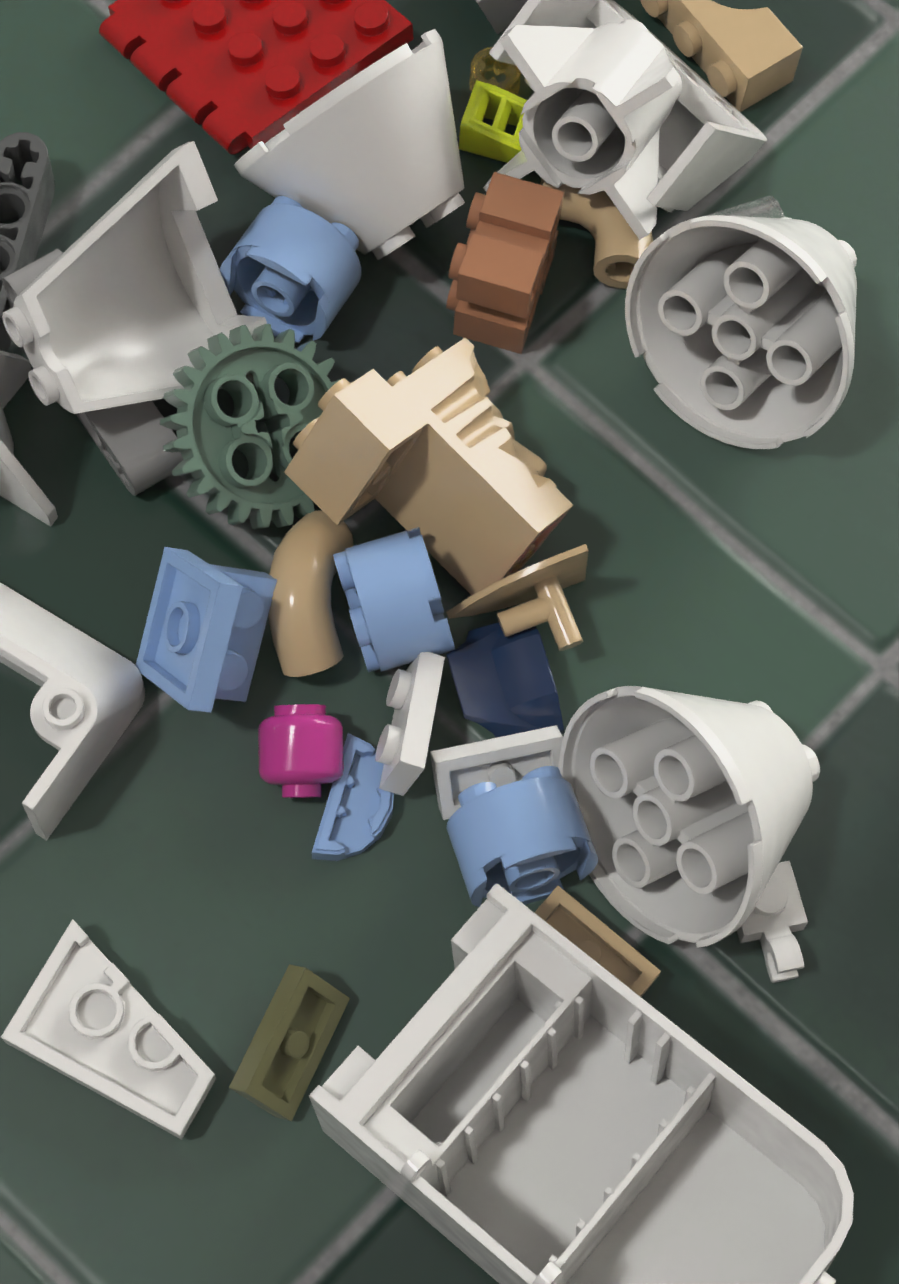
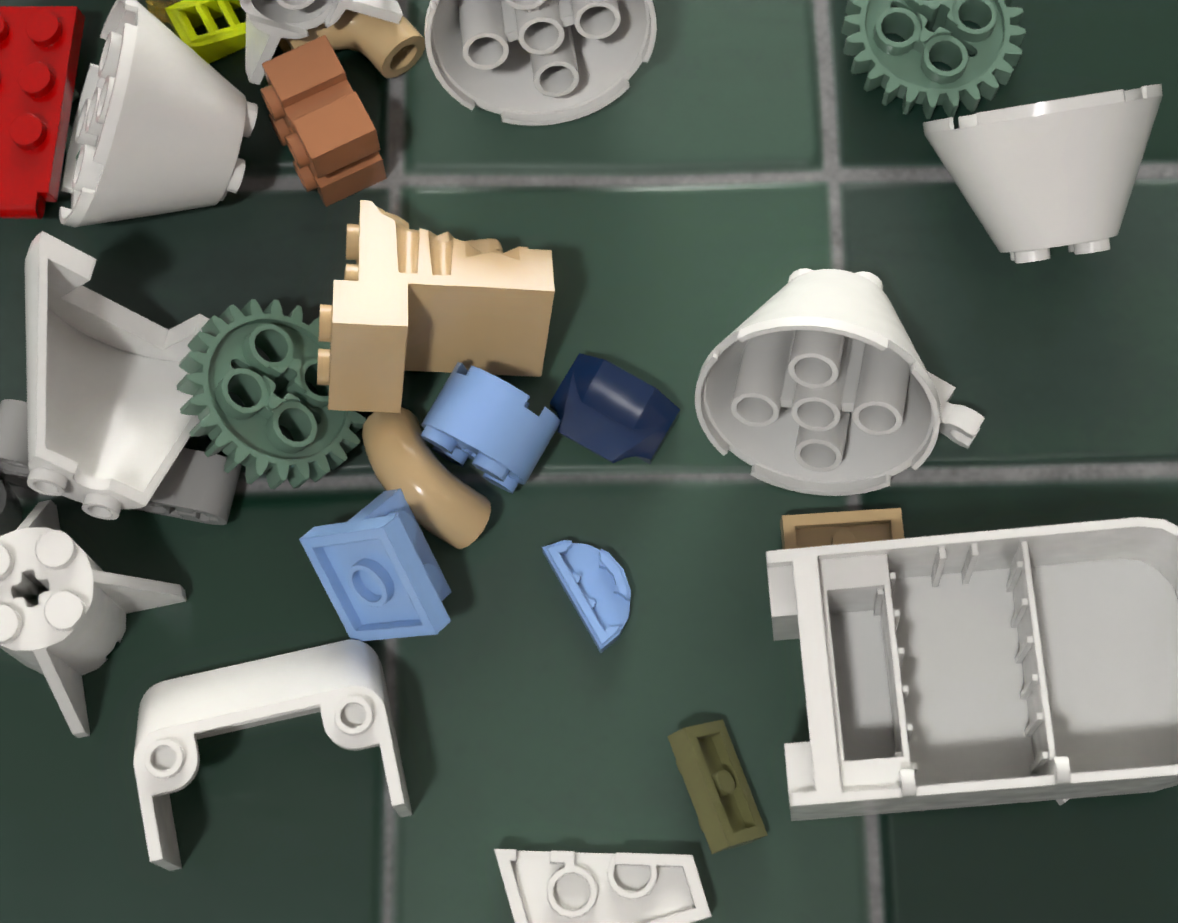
camera: 40 degrees left, 5 degrees up
(293, 268) = (178, 261): light blue brick -> none
(300, 749) = (525, 588): dark pink head -> none
(406, 741) = (582, 499): white plate -> none
(491, 760) = (668, 478): white plate -> none
(520, 836) = (732, 509): light blue brick -> none
(543, 596) = (593, 335): tan shield -> none

